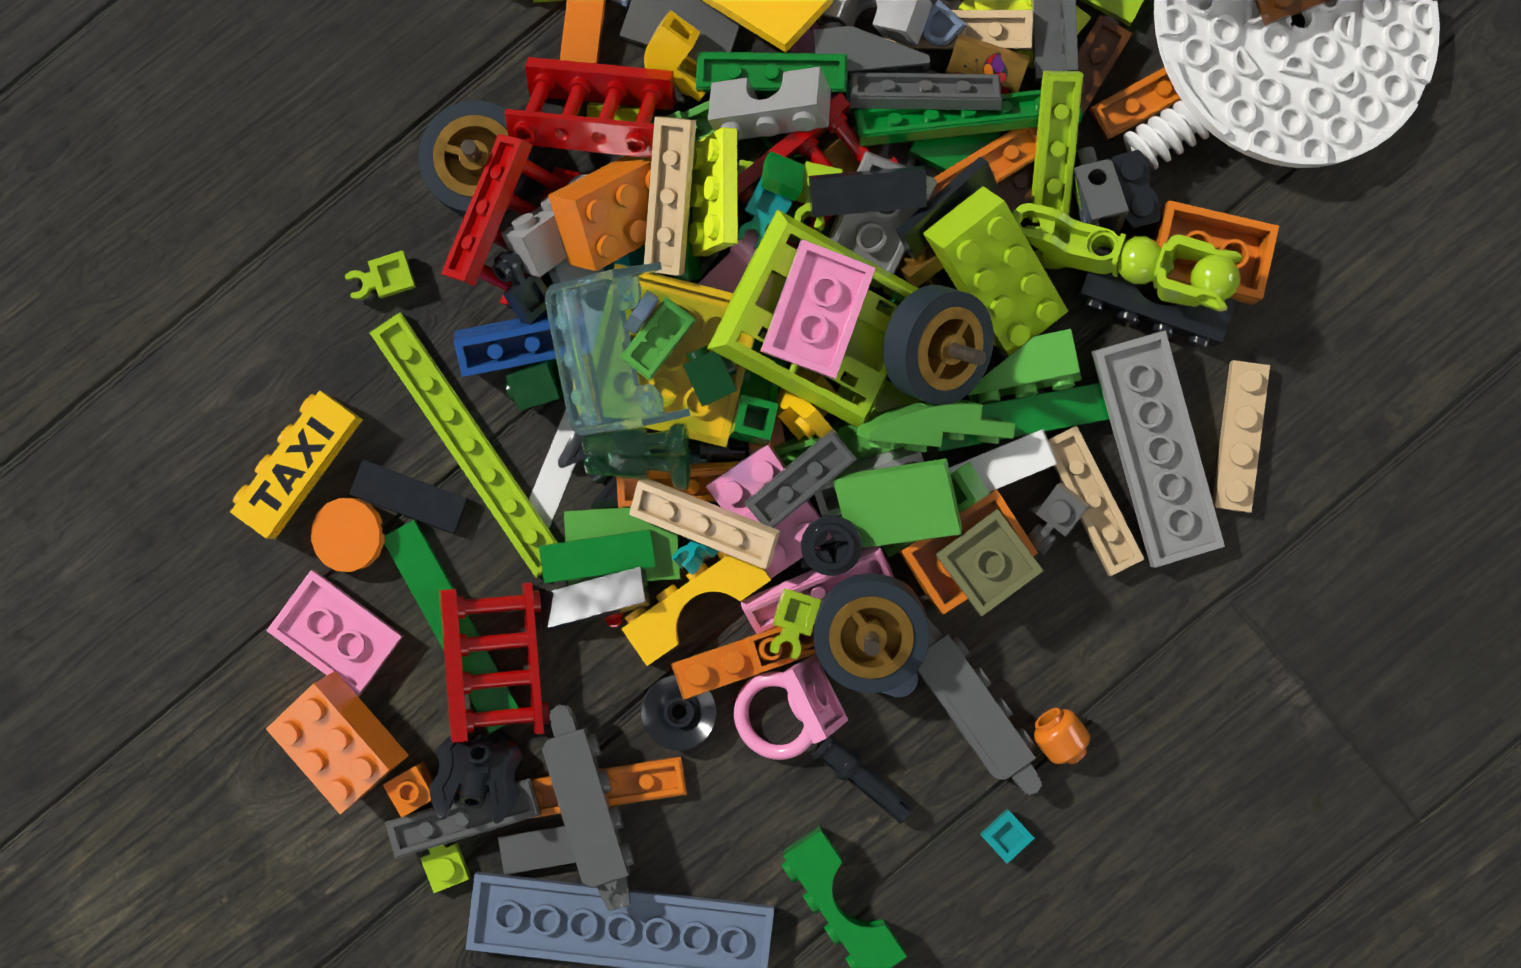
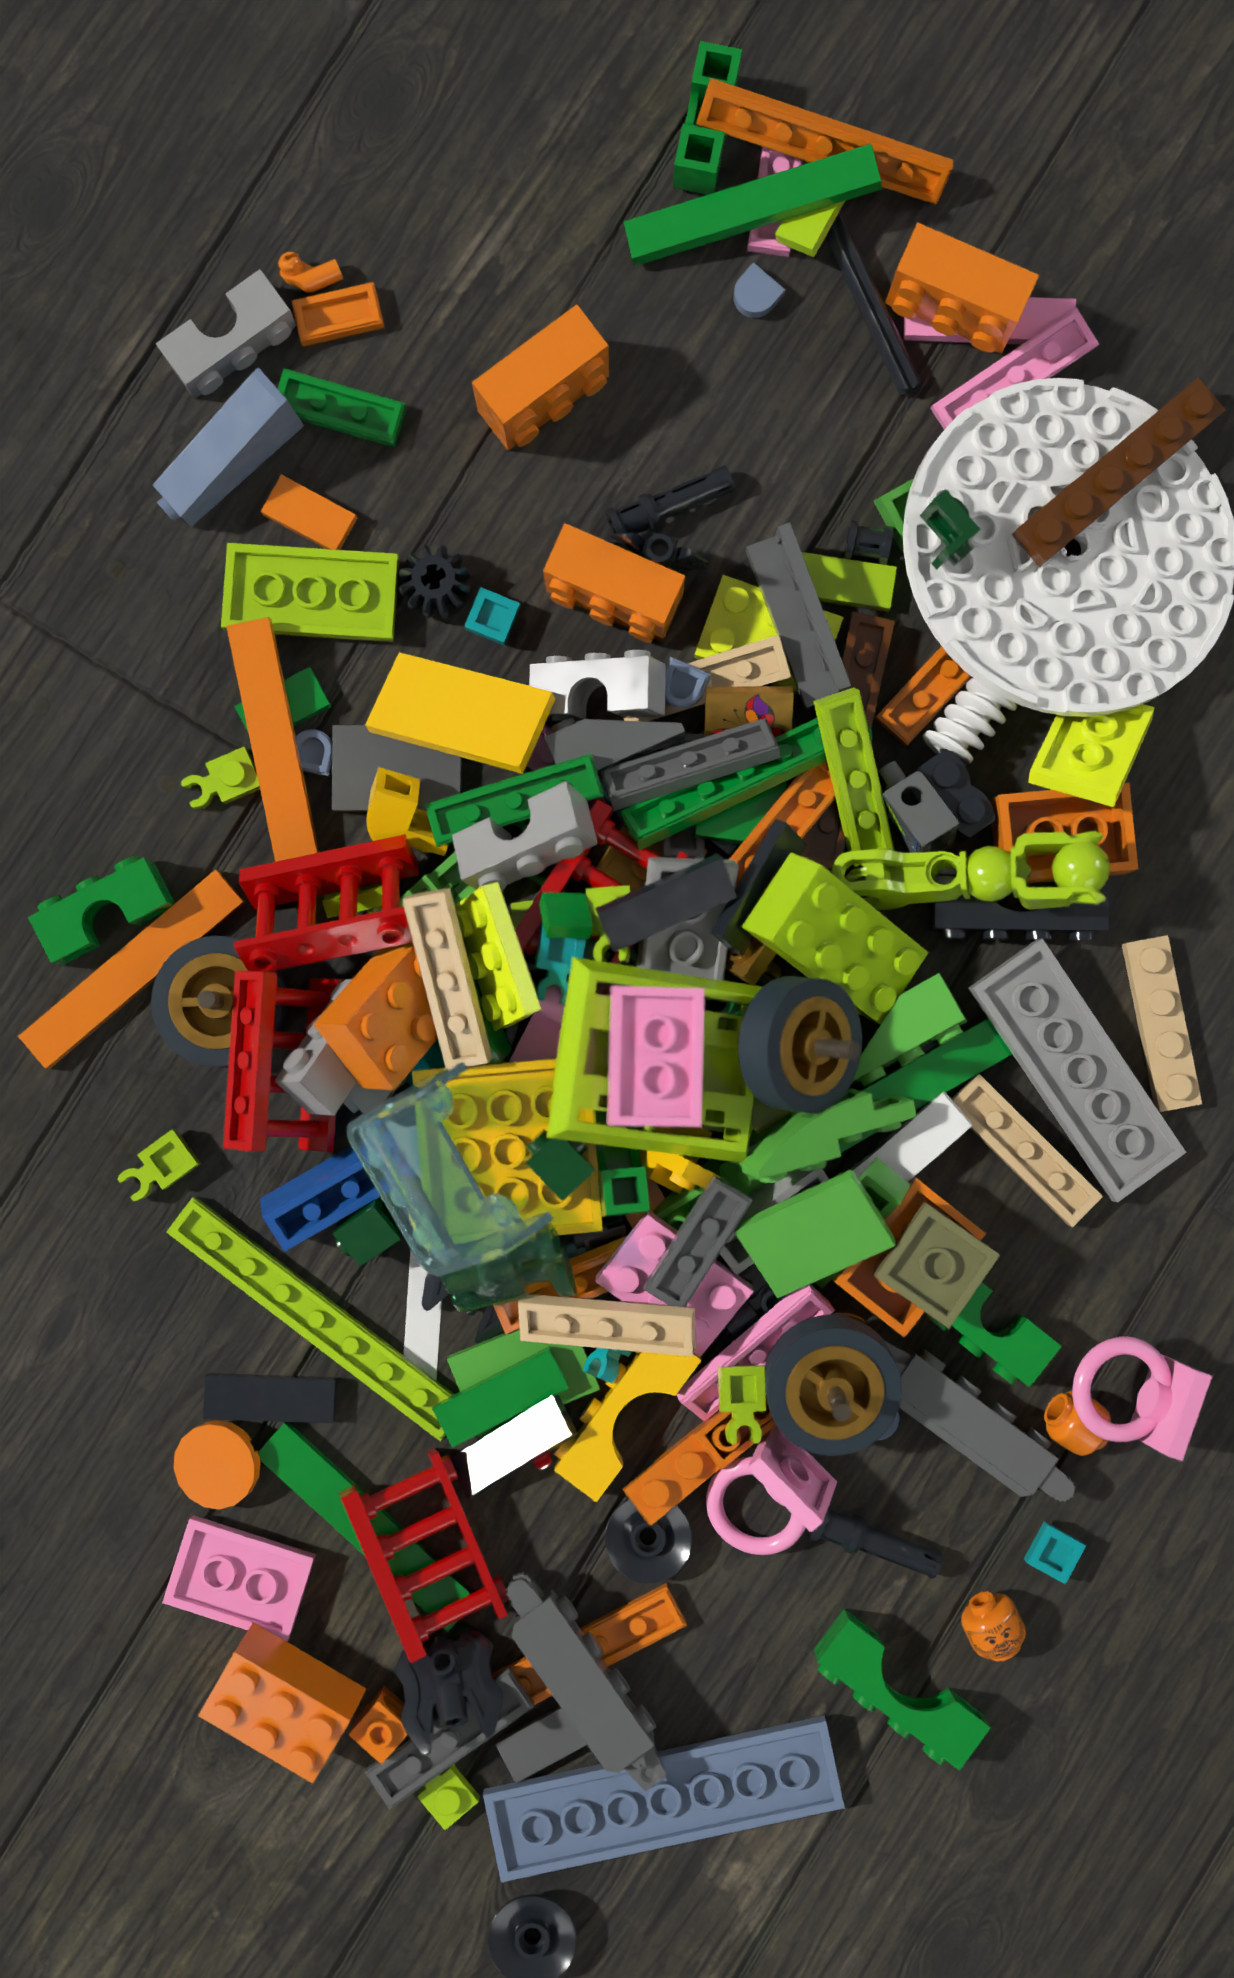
camera: 15 degrees left, 0 degrees up
(295, 465) = (133, 1407): yellow brick -> none
(373, 53) = (67, 923): none -> green arch
(410, 111) = (130, 970): none -> orange tile
(526, 292) = (324, 1135): black plate -> none
(641, 312) = (460, 1117): sand blue tile -> none
(657, 338) = (487, 1140): bright green plate -> none
(821, 559) = (750, 1321): black gear -> none
(936, 878) = (993, 1626): none -> orange head
(1030, 662) = (1019, 1349): none -> green arch
(1061, 512) = (995, 1176): dark grey plate -> none
(1137, 741) = (1165, 1404): none -> bright pink tile
(1256, 192) = (1091, 753): none -> neon yellow plate

